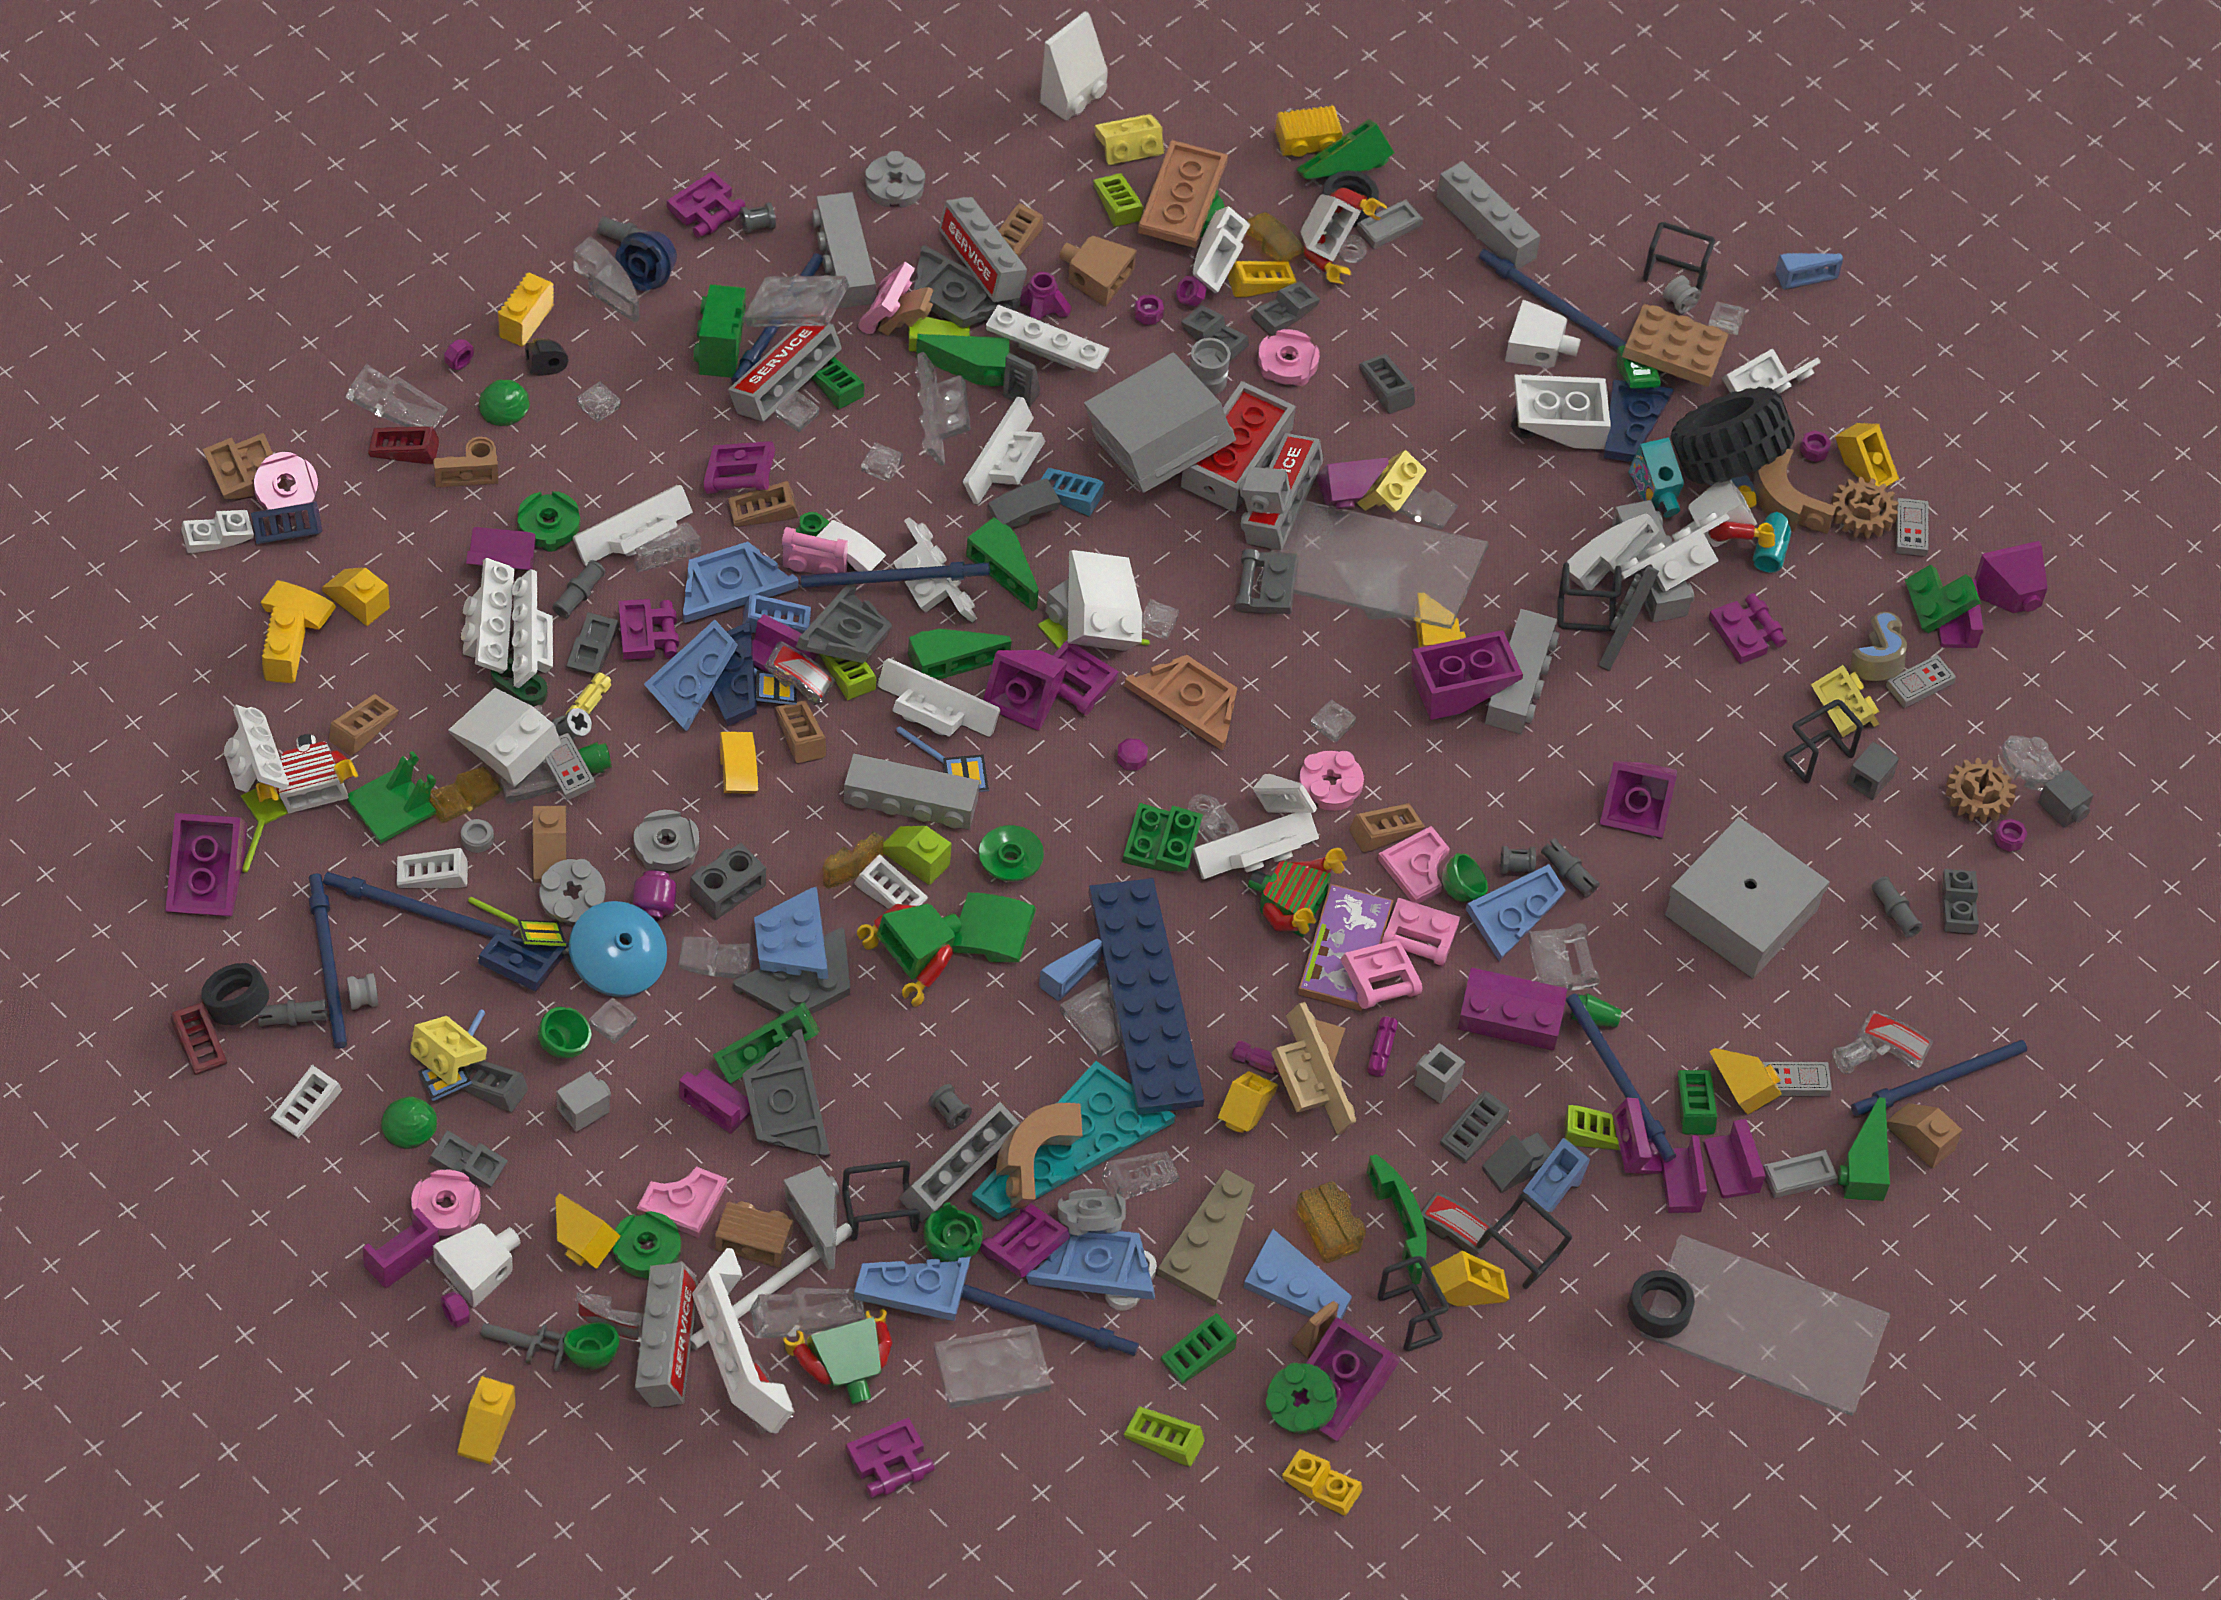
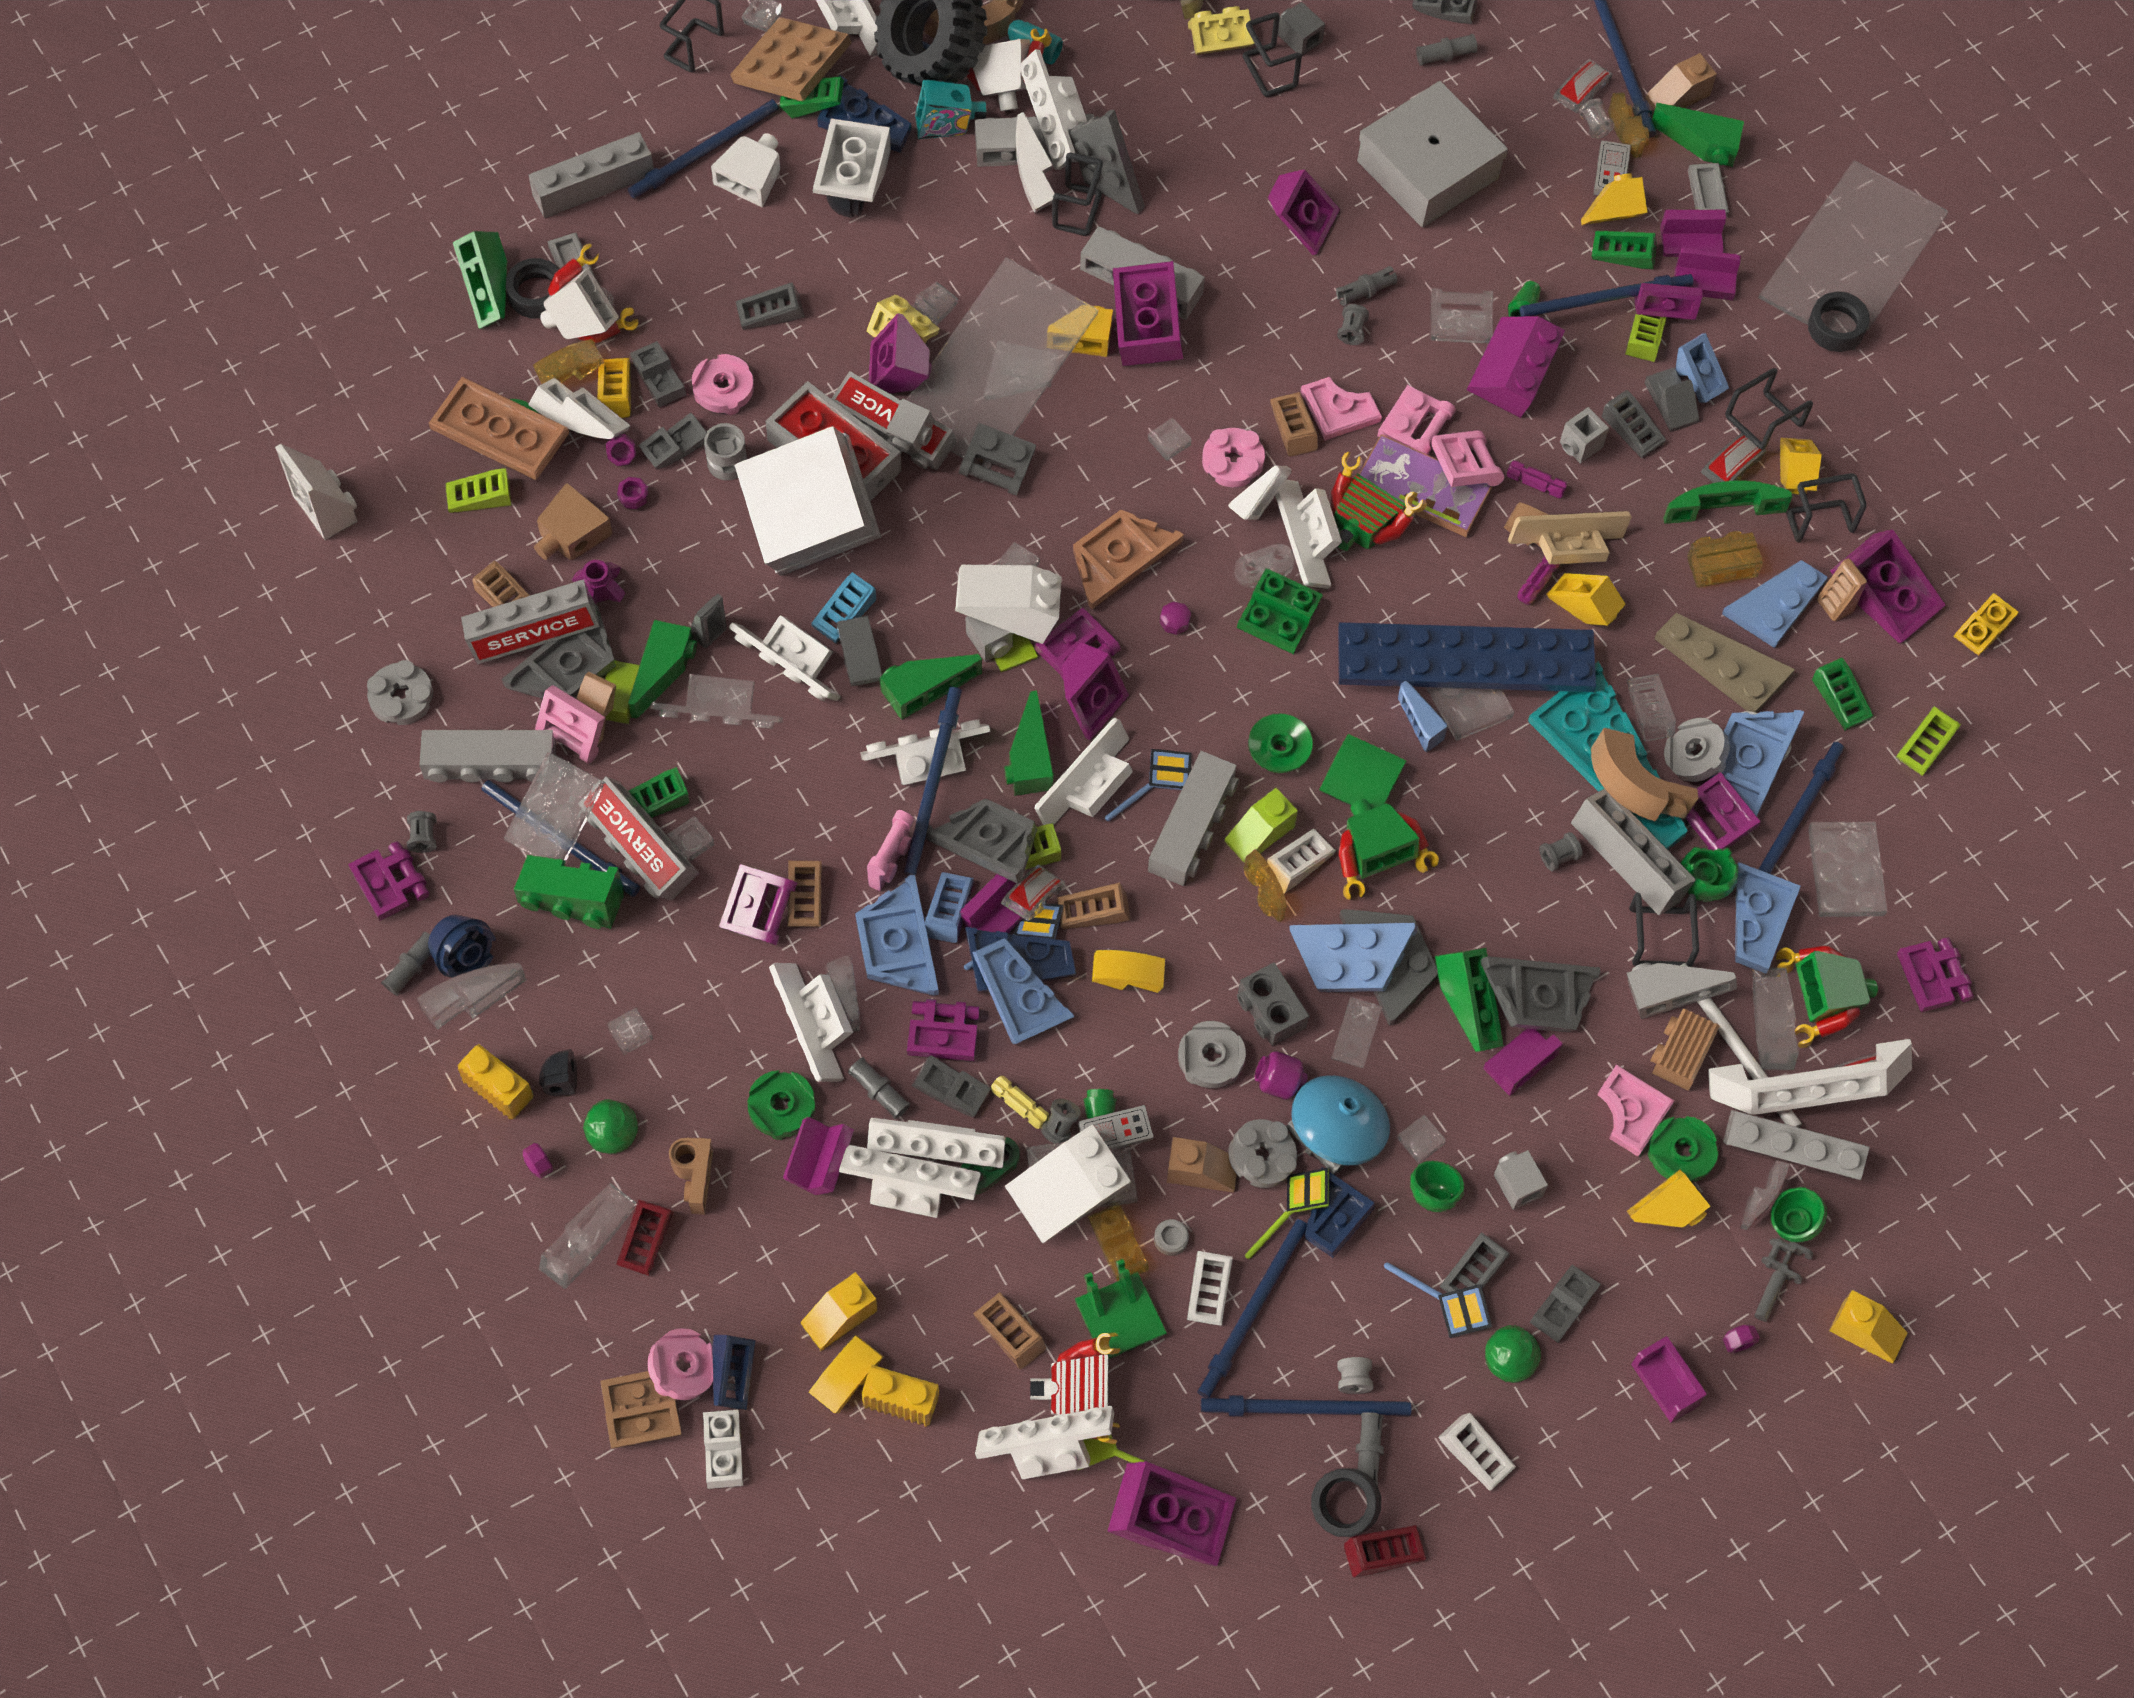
camera: 75 degrees left, 10 degrees up
(445, 1047) = (1439, 1301): light yellow bracket -> none
(462, 1194) = (1632, 1321): bright pink plate -> none
(476, 1260) = (1689, 1308): white torso -> none
(812, 520) = (840, 844): green plate -> none
(861, 552) = (875, 821): white slope -> none
(882, 462) = (770, 773): clear plate -> none
(1047, 340) = (664, 585): white bracket -> none
(1130, 139) = (403, 463): light yellow bracket -> none
(1295, 1379) = (1925, 615): green plate -> none
(1307, 130) = (440, 304): yellow brick -> none
(1464, 878) = (1370, 372): green piece -> none
(1515, 908) = (1402, 339): medium blue wing -> none
(1681, 294) = (725, 41): light grey wheel -> none
(1740, 633) = (1123, 94): magenta plate -> none
(1847, 1087) = (1628, 127): none -> clear yellow slope

